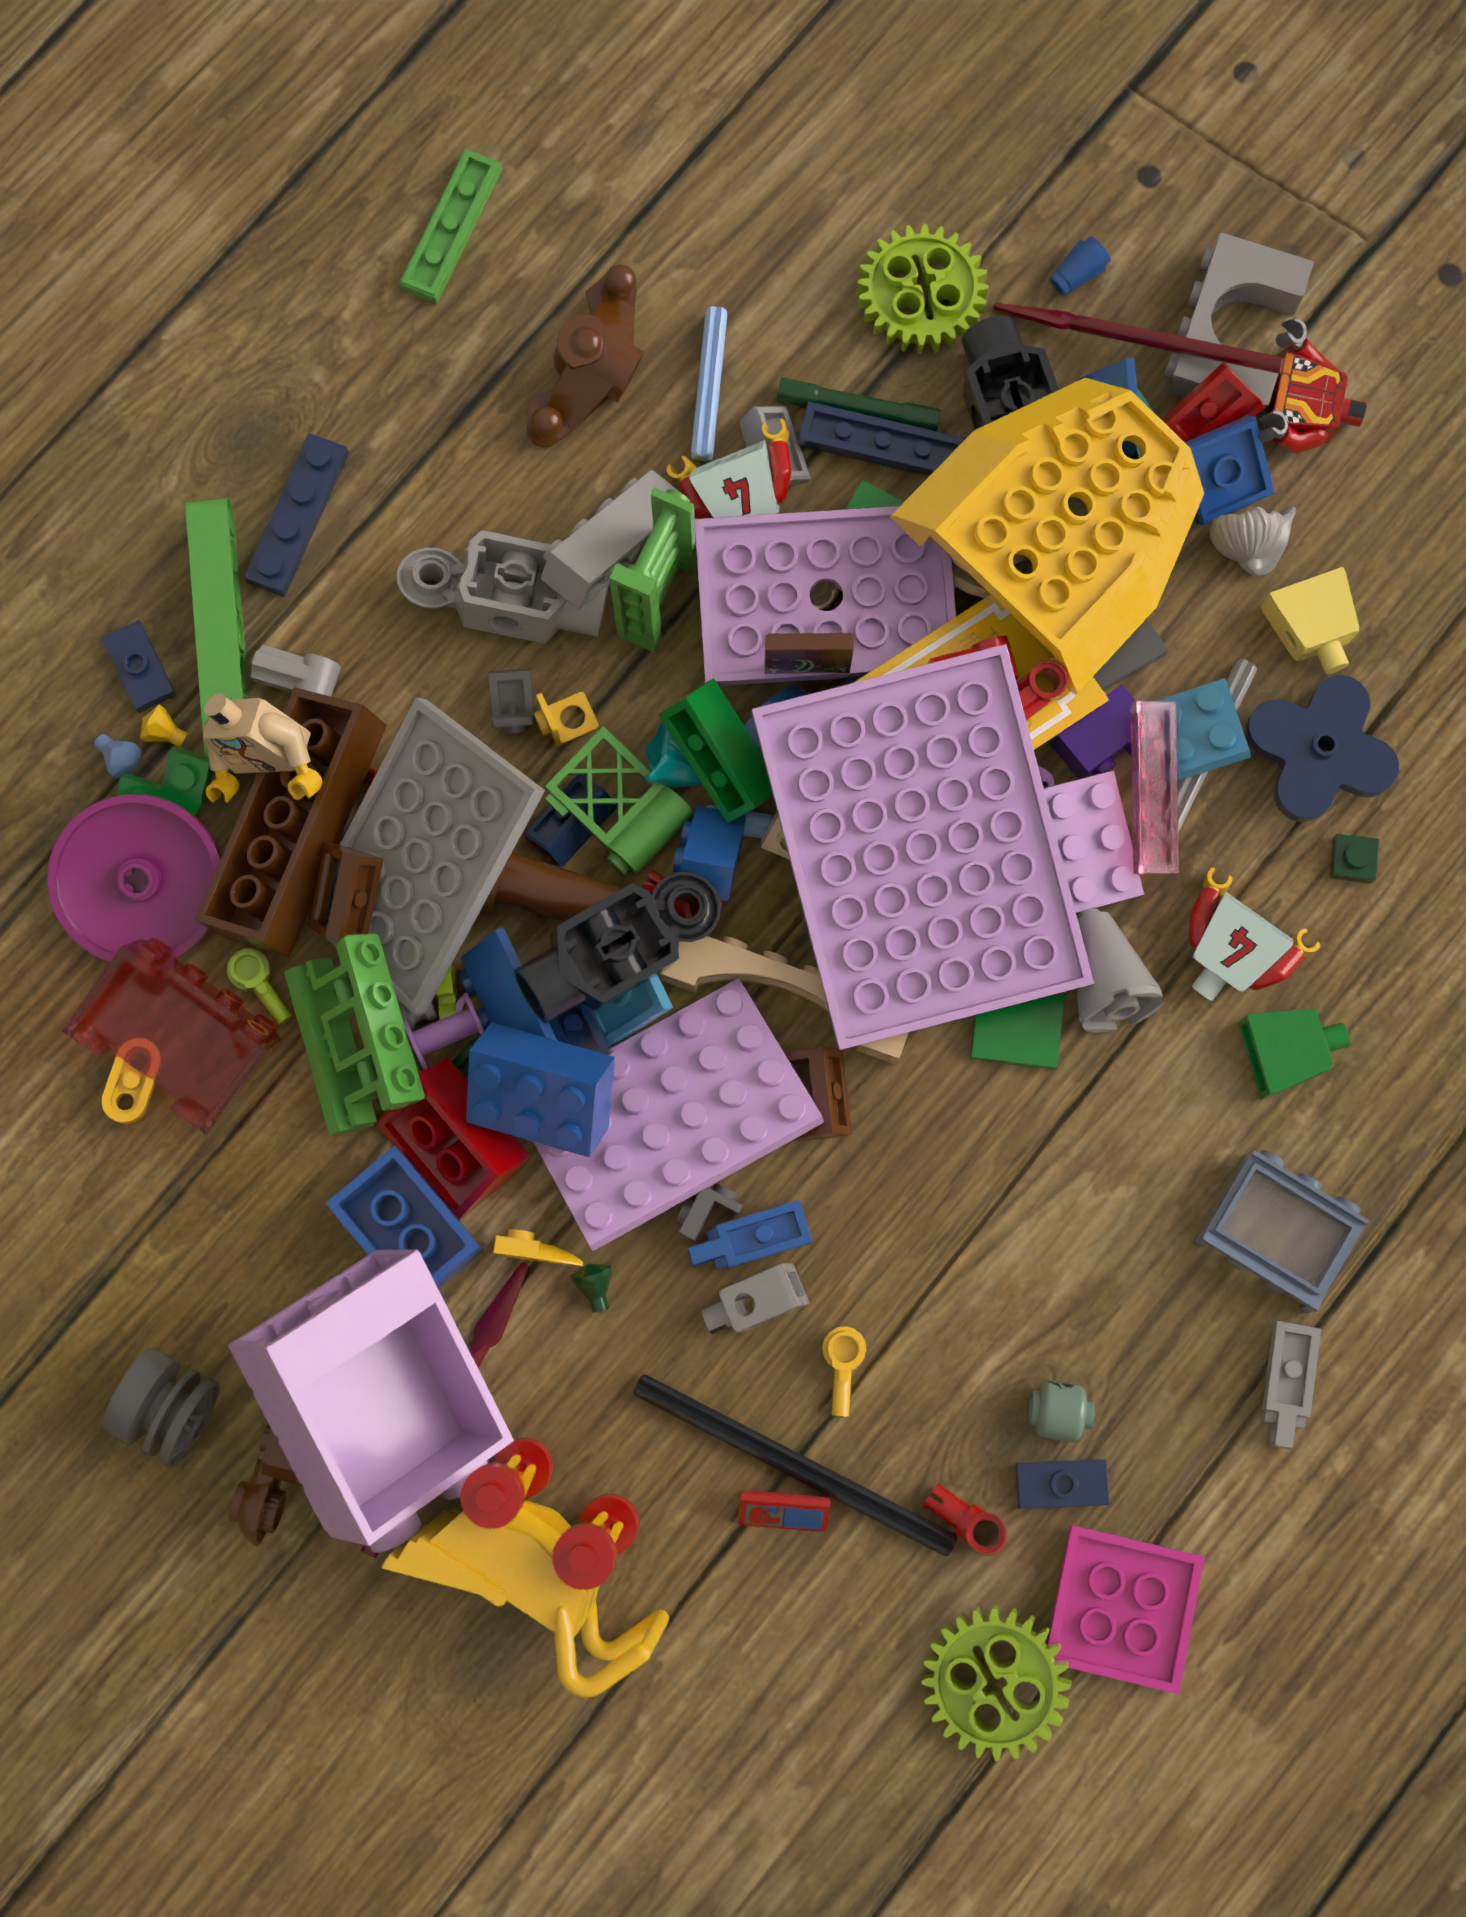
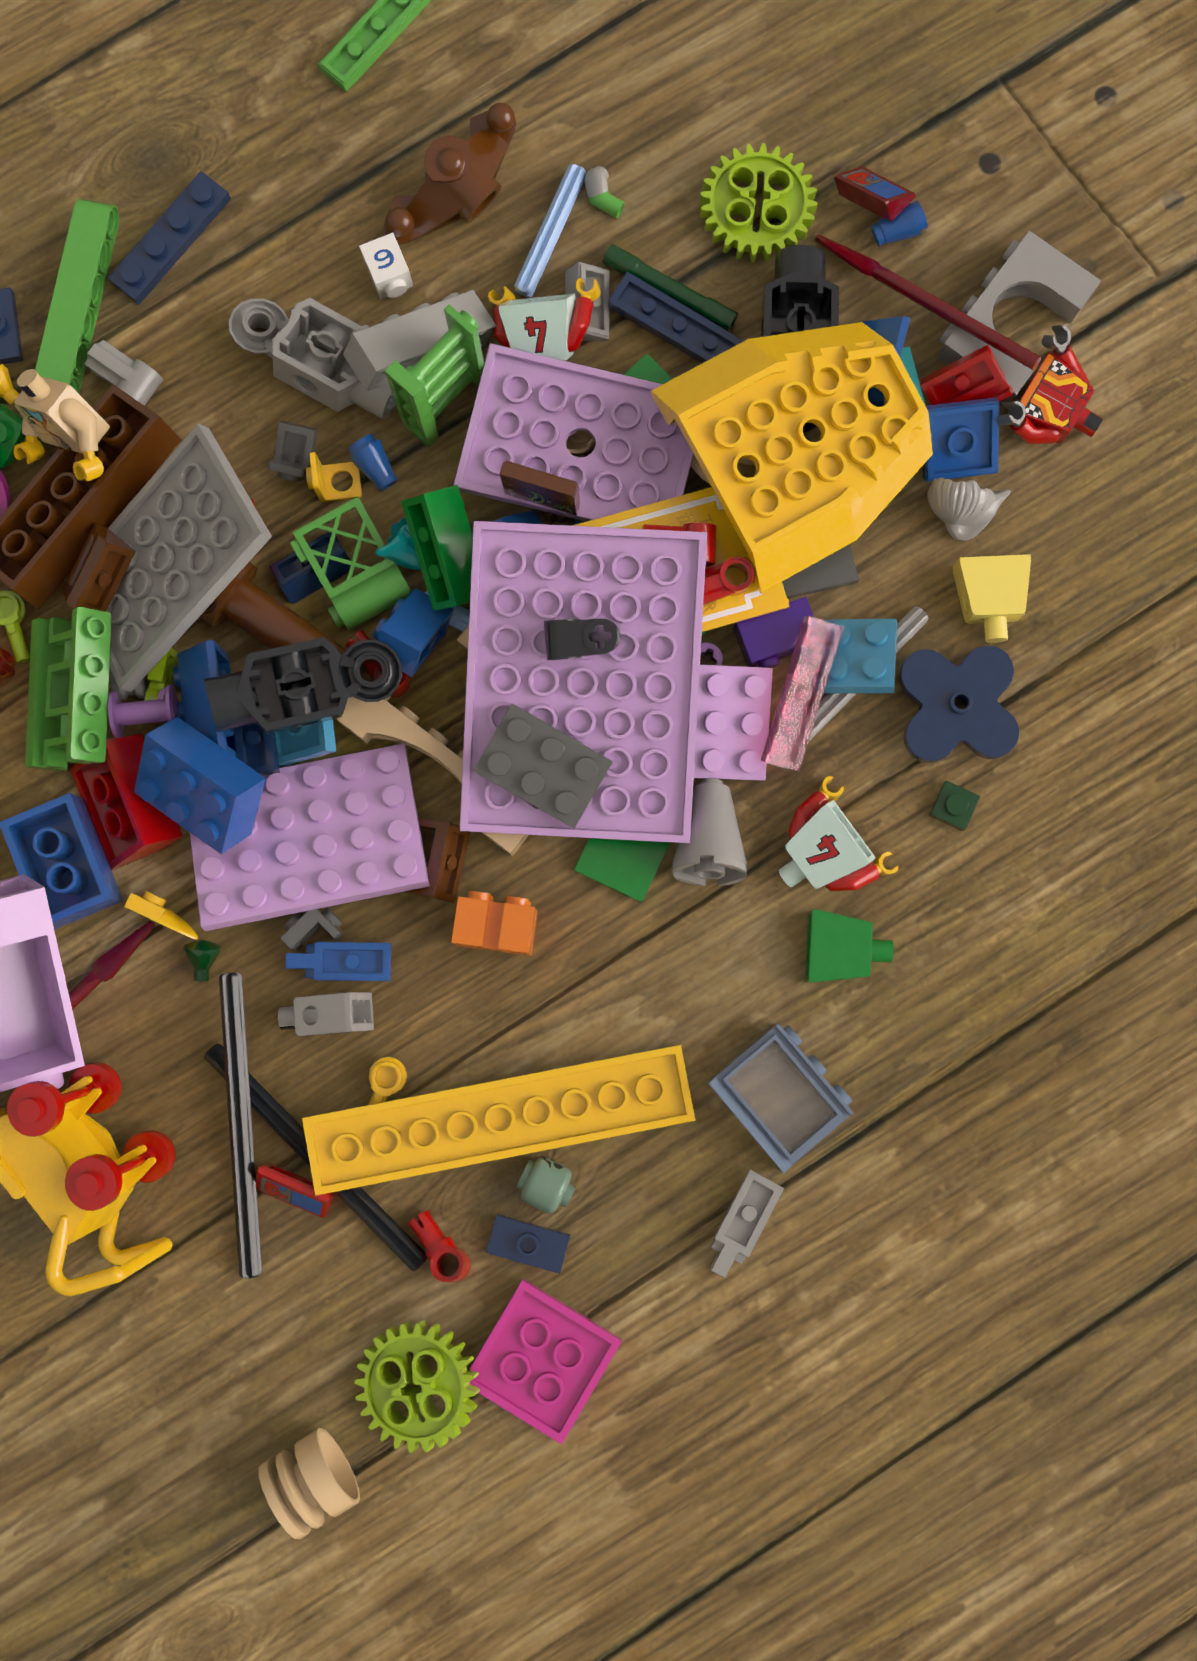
camera: 20 degrees right, 5 degrees up
(547, 474) = (386, 266): none -> white brick
(601, 685) = (372, 460): none -> blue cone
(702, 1456) = (240, 1125): none -> axle
(747, 328) = (598, 192): none -> arm
(902, 799) = (574, 638): none -> black piece
(910, 949) = (543, 765): none -> dark grey plate
(912, 1141) = (495, 925): none -> orange brick
(916, 1831) = (309, 1484): none -> tan wheel
(983, 1356) = (497, 1119): none -> yellow plate
(1041, 242) = (873, 192): none -> dark red slope

